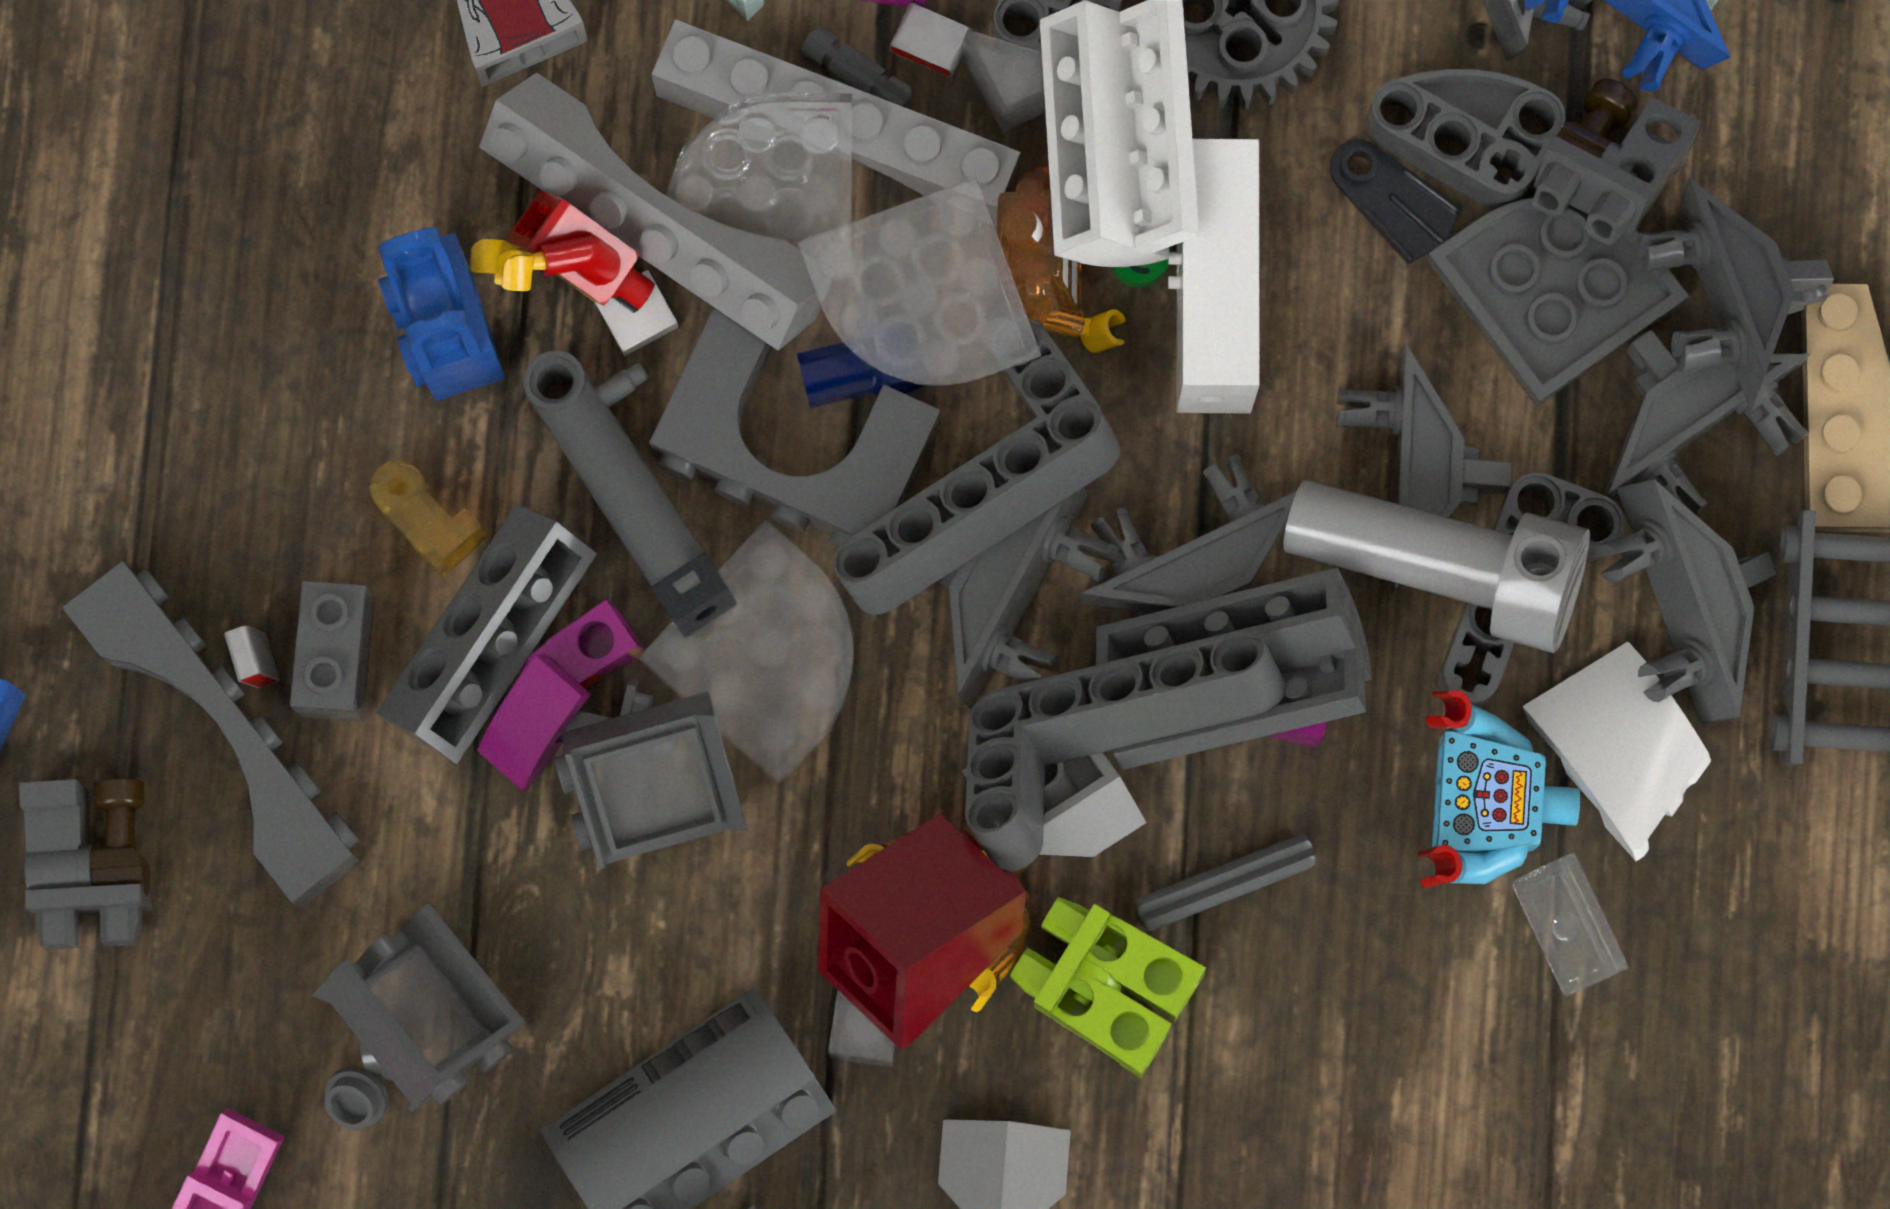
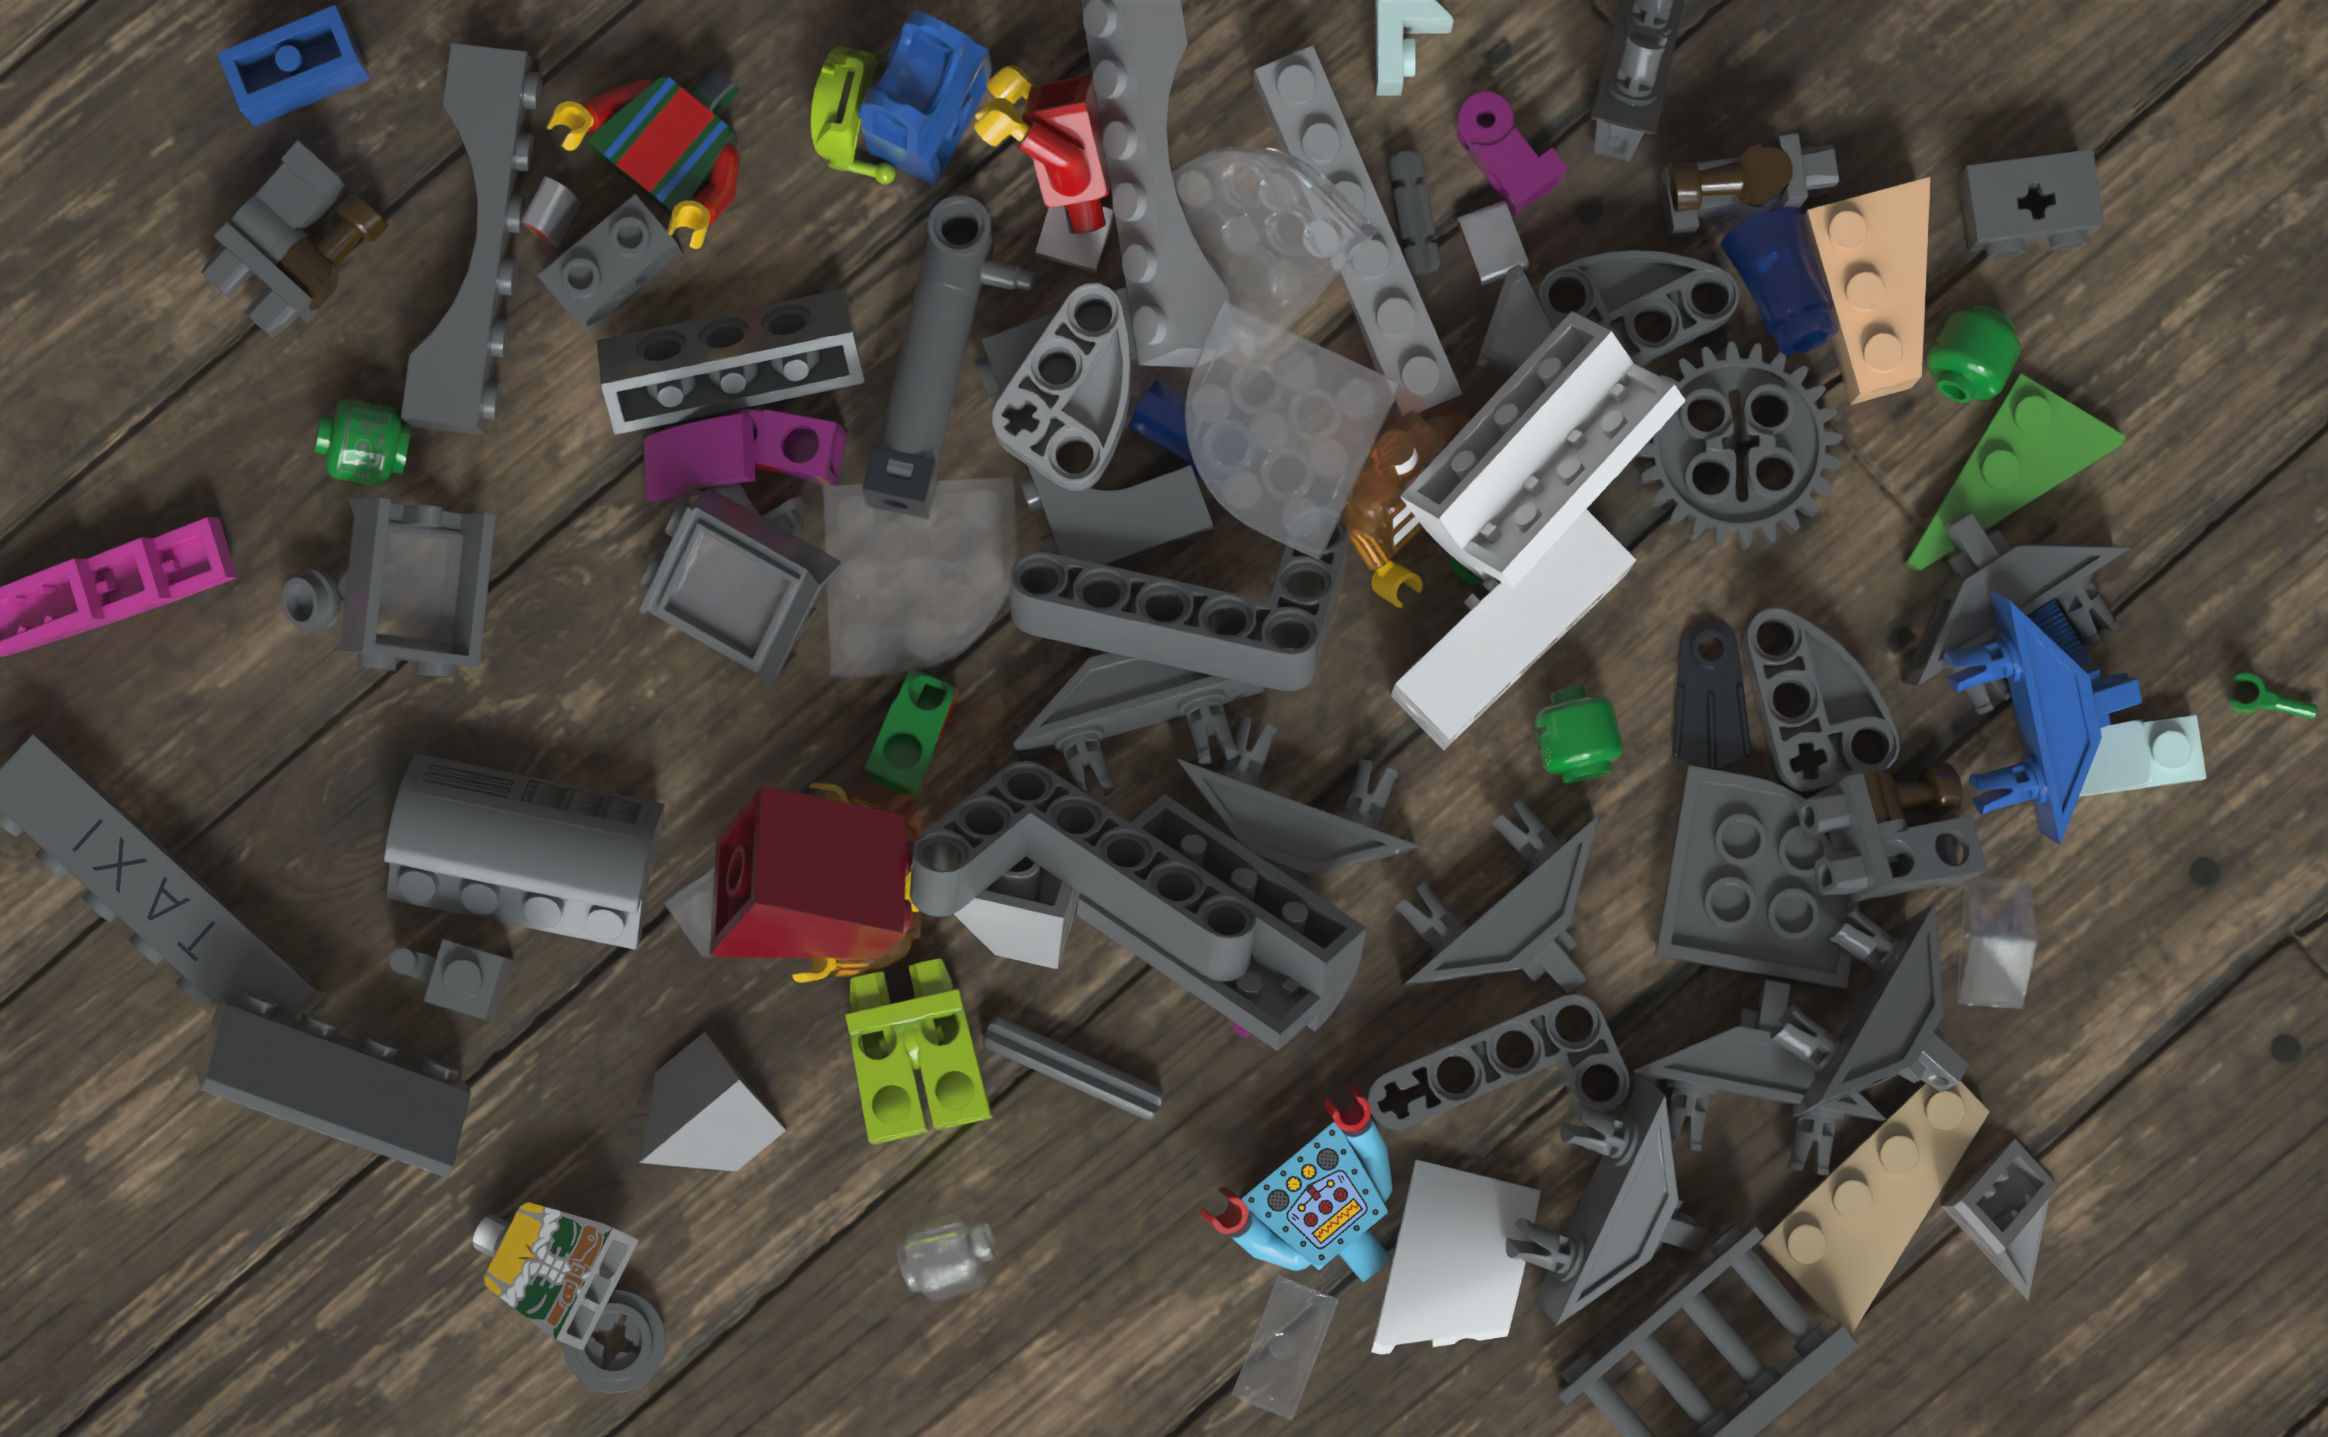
camera: 50 degrees right, 5 degrees up
(279, 949) = (363, 442): none -> green head
(286, 531) = (664, 144): none -> torso
(407, 407) = (839, 141): none -> lime helmet
(408, 506) = (770, 210): clear yellow leg -> none
(773, 417) = (1084, 409): none -> light grey beam
(878, 766) = (911, 734): none -> green leg
(1273, 1099) = (947, 1255): none -> clear head
(1333, 307) = (1578, 735): none -> green head
(1522, 577) = (1494, 1071): light grey piece -> none
(1753, 168) = (1996, 942): none -> clear slope

